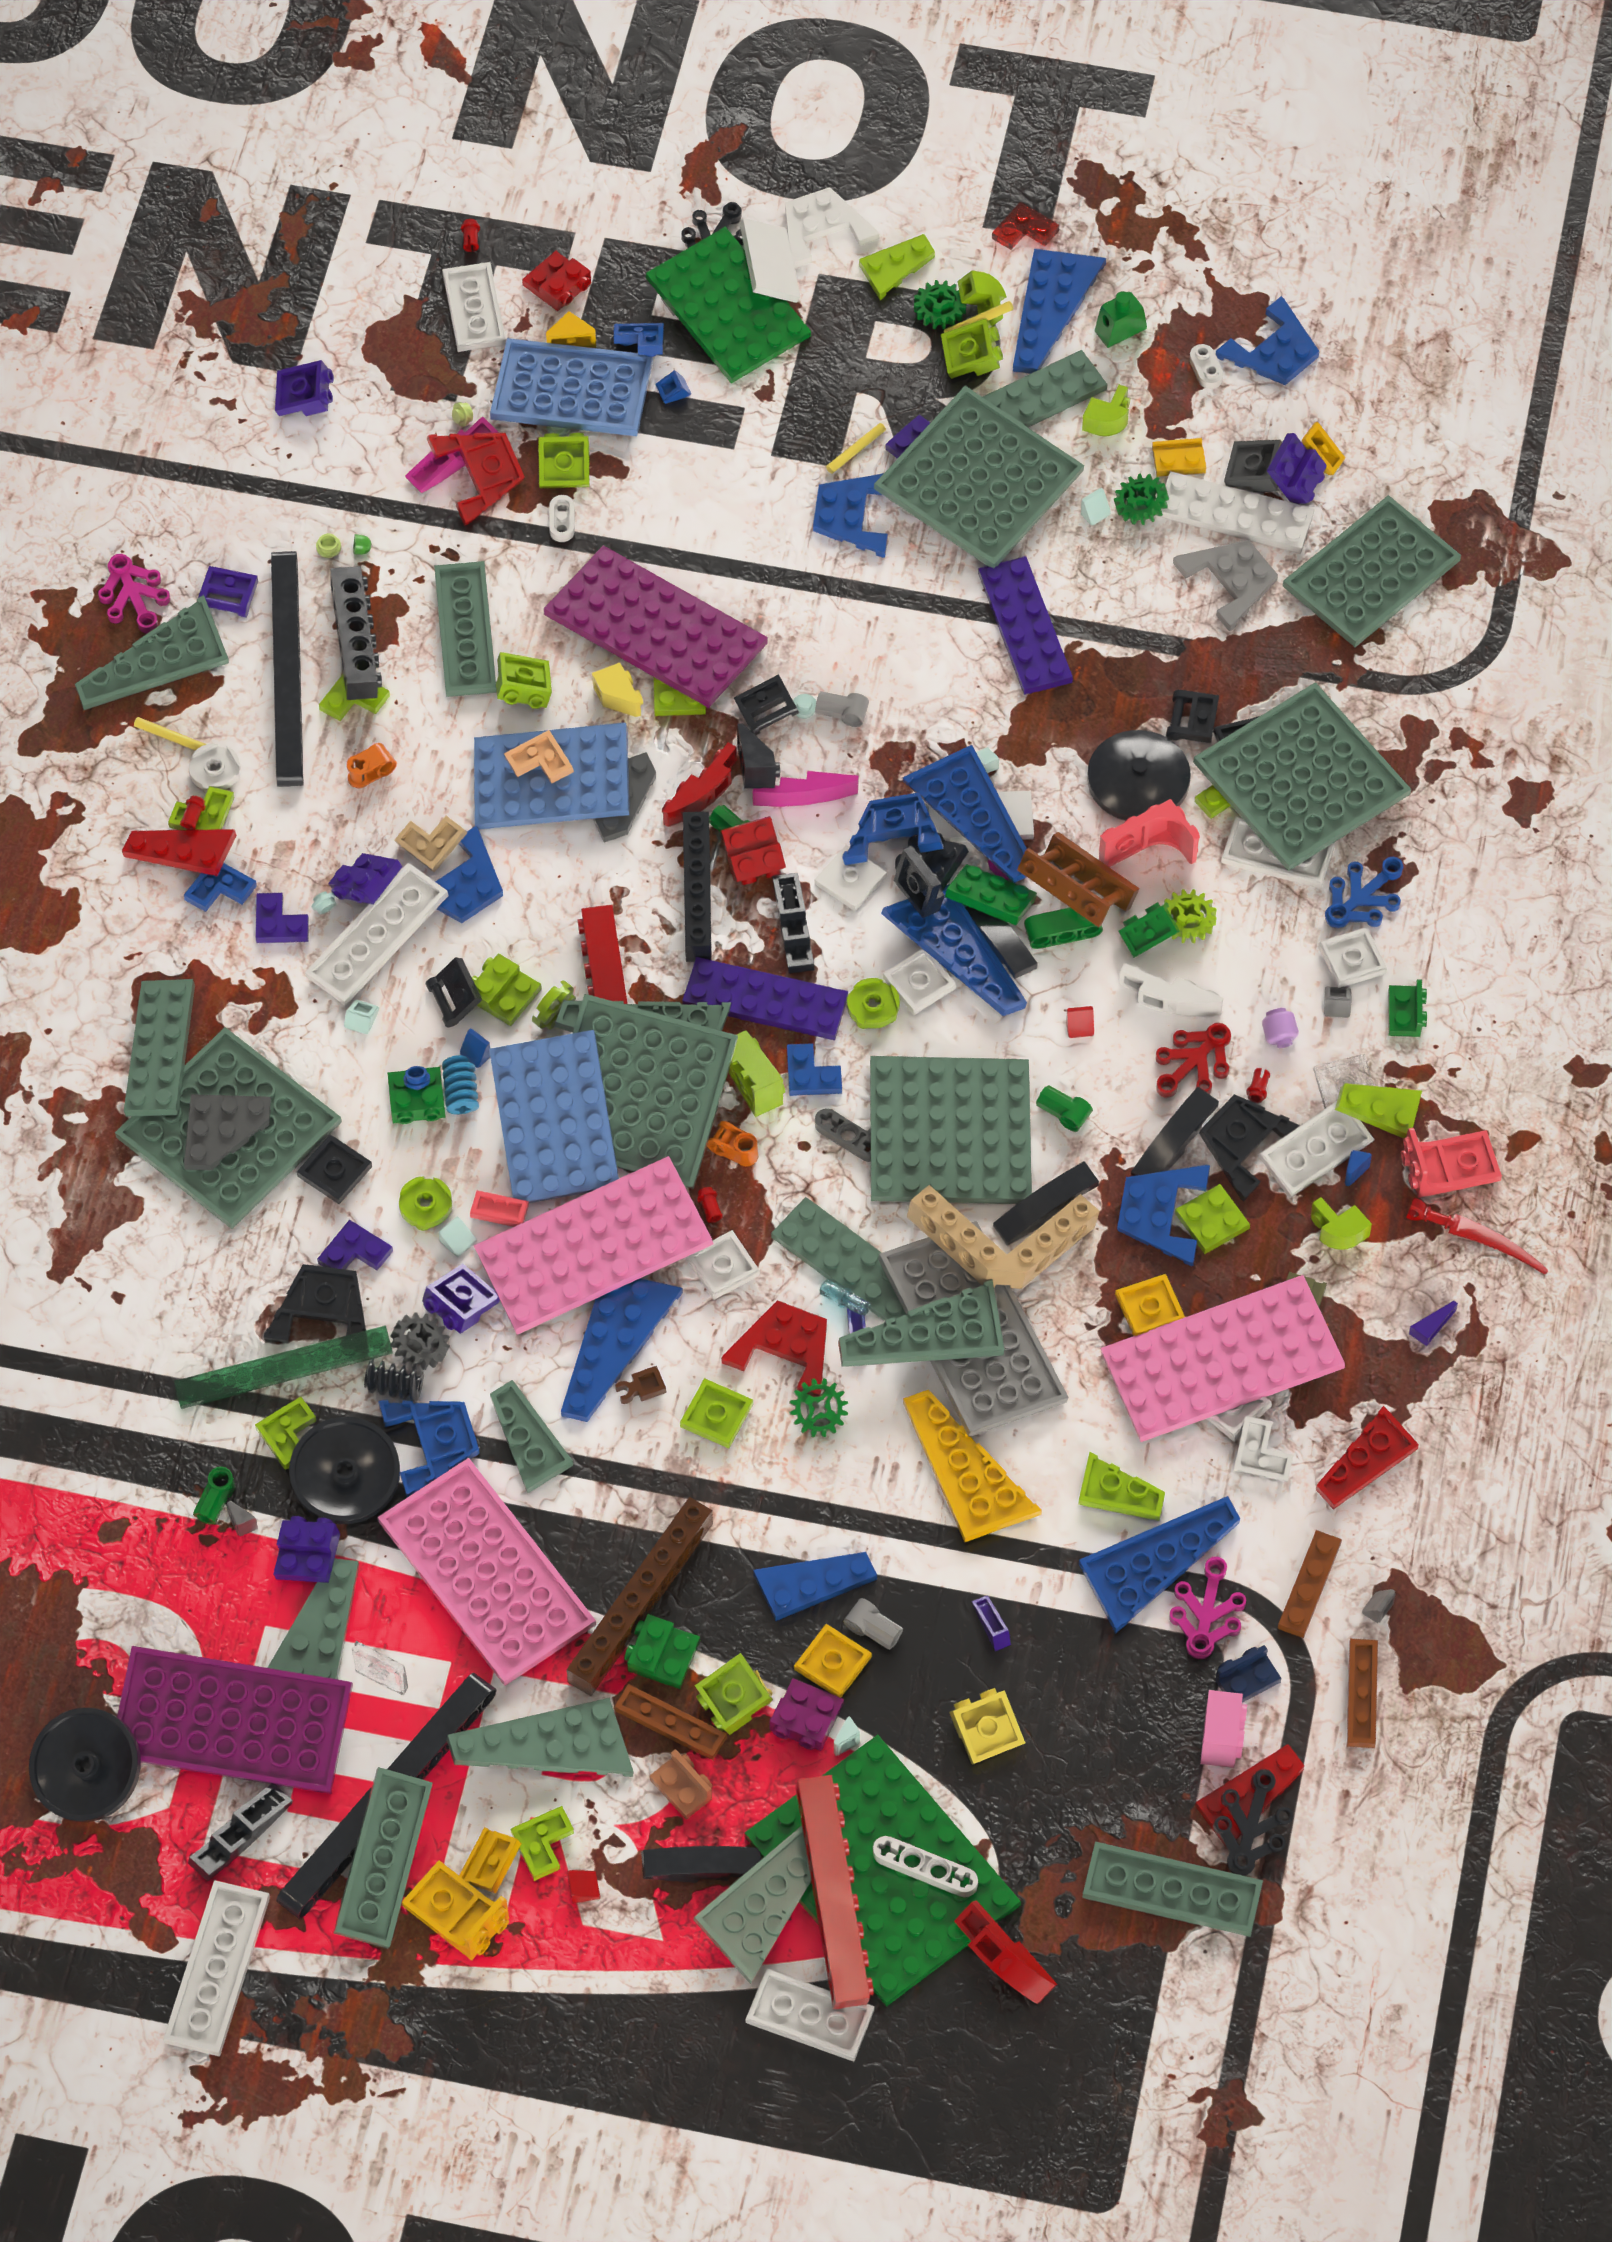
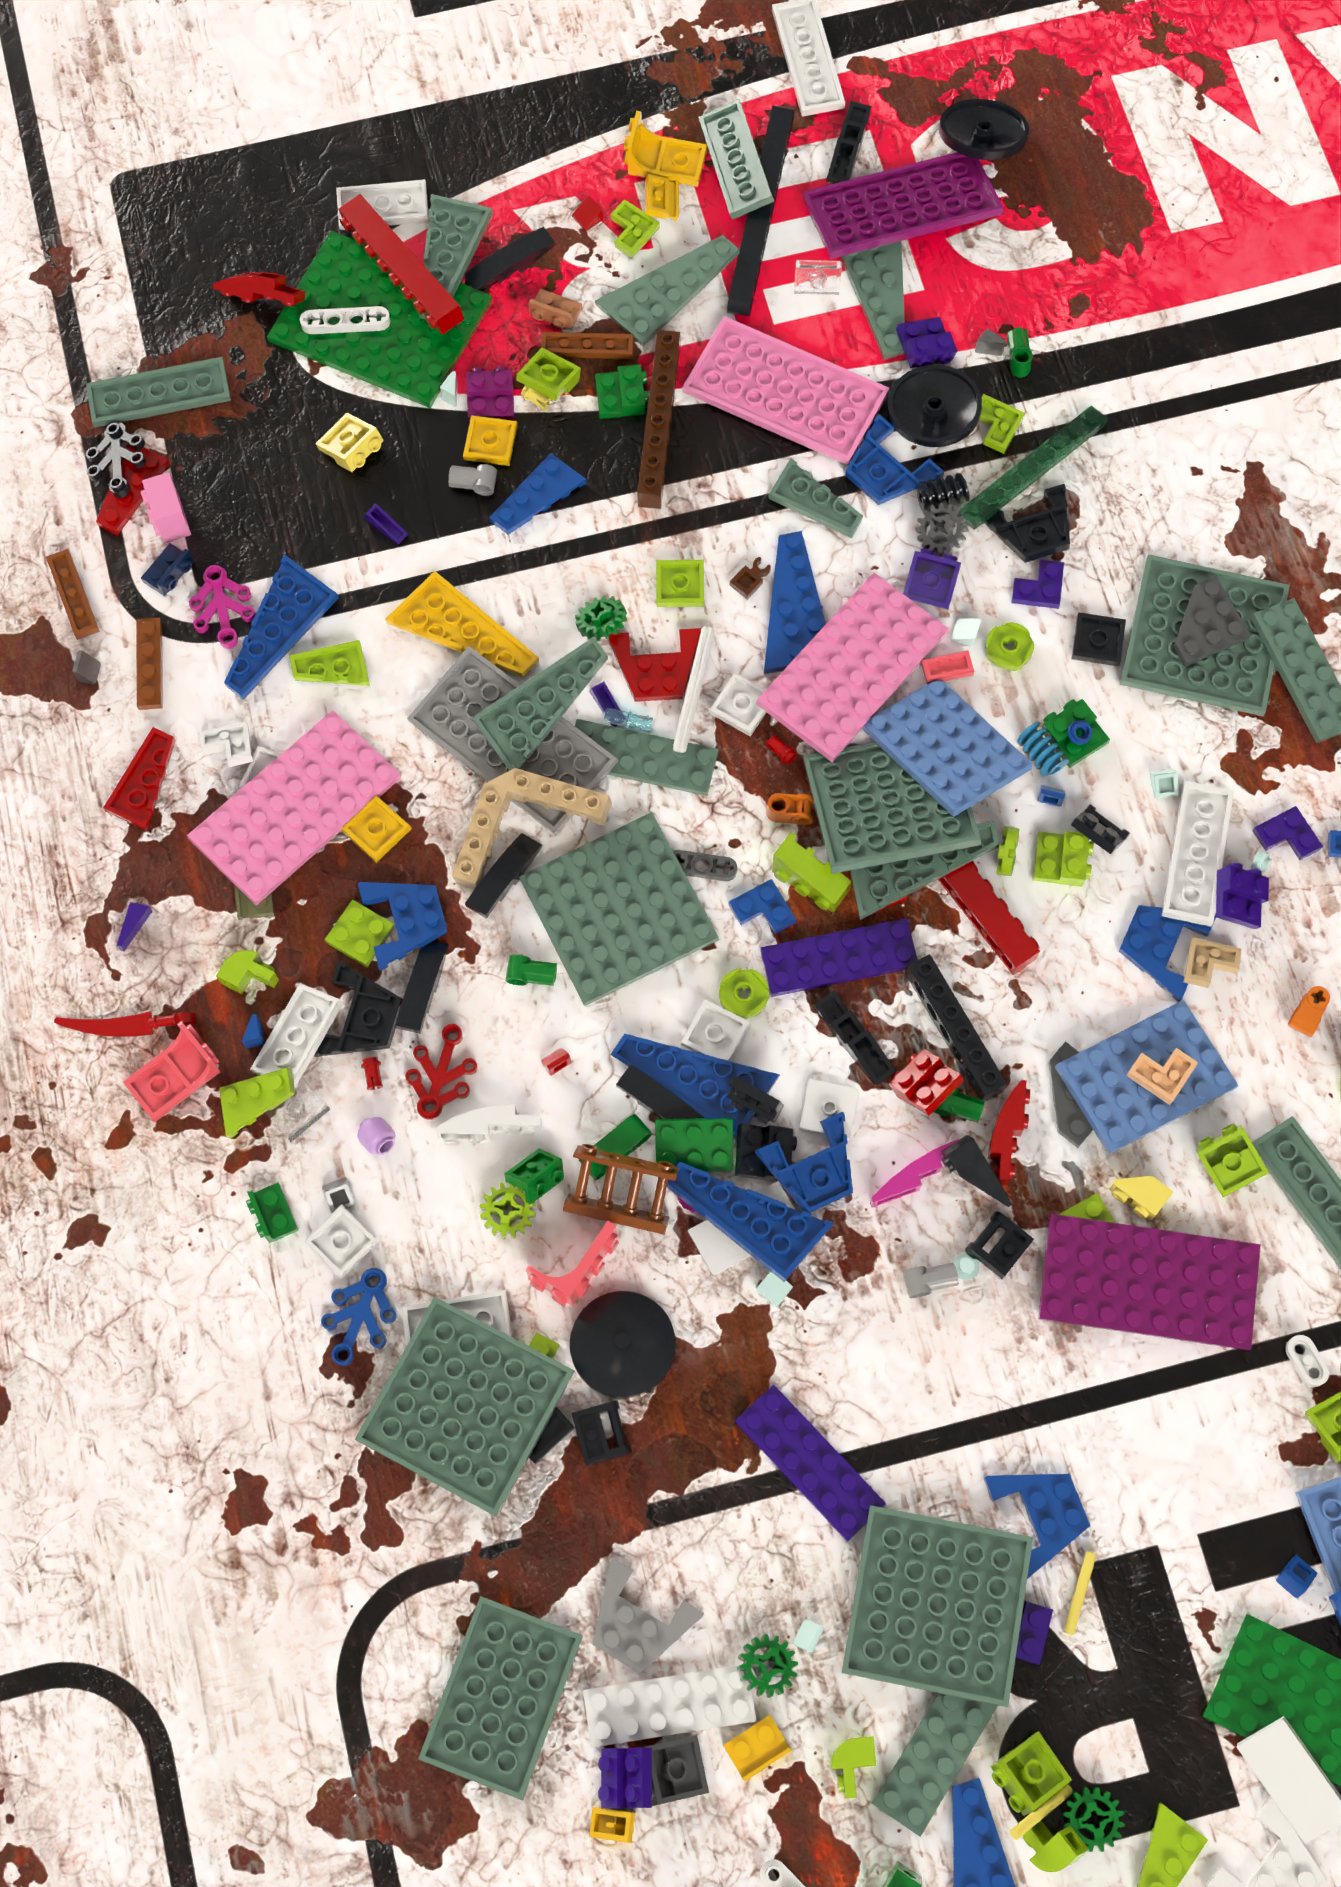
camera: 155 degrees right, 10 degrees up
(763, 1296) = (693, 689): none -> white axle

